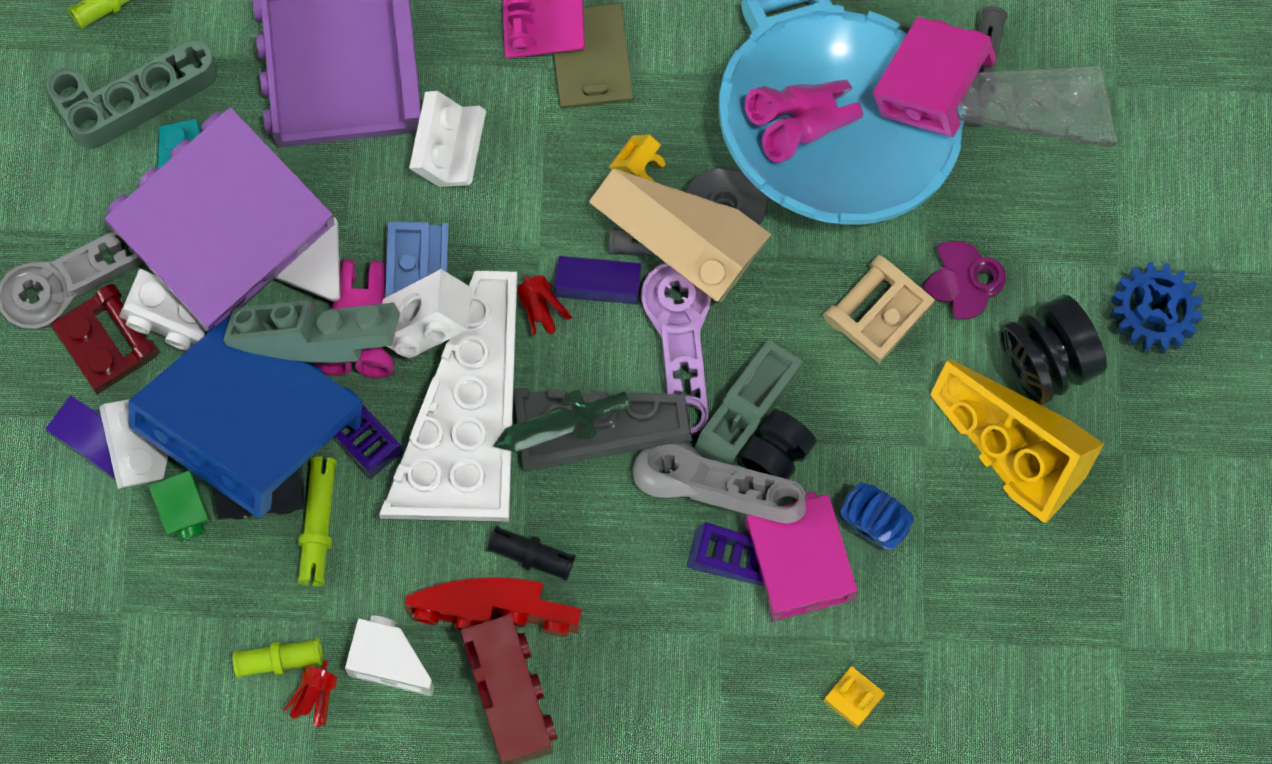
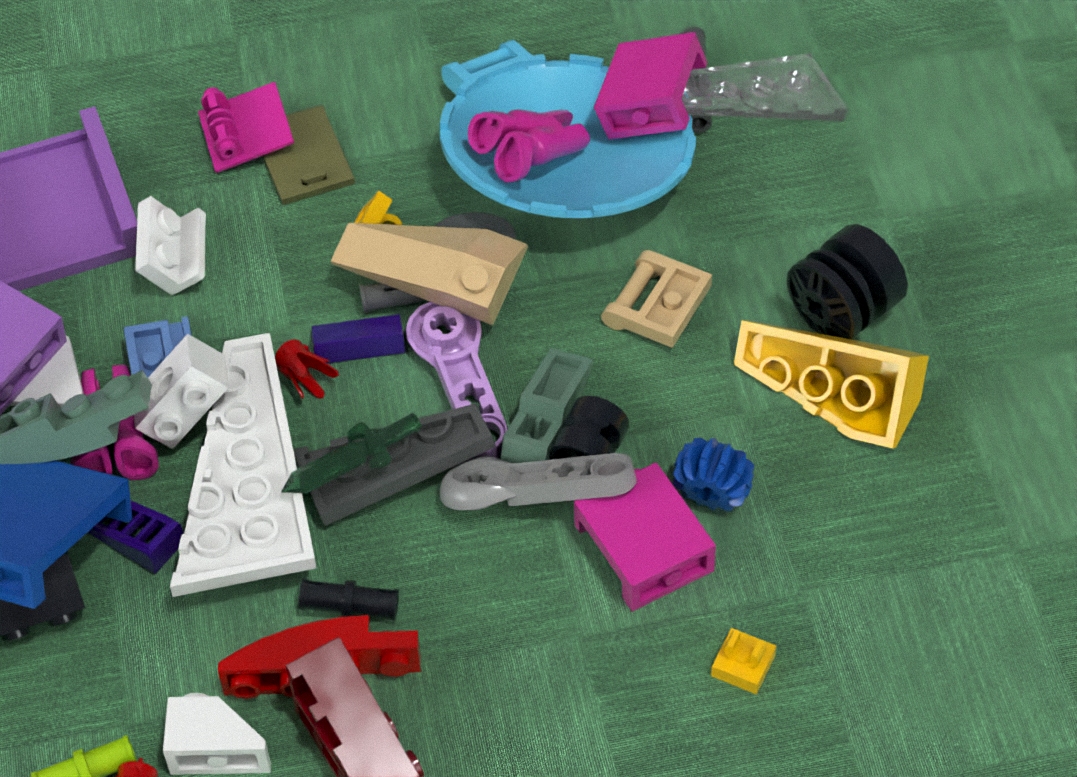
camera: 10 degrees left, 20 degrees down
(316, 539) = (104, 638): lime pin -> none
(714, 564) = (558, 567): dark purple slope -> none
(959, 282) = (738, 255): magenta plate -> none
(1169, 296) = (938, 235): blue gear -> none

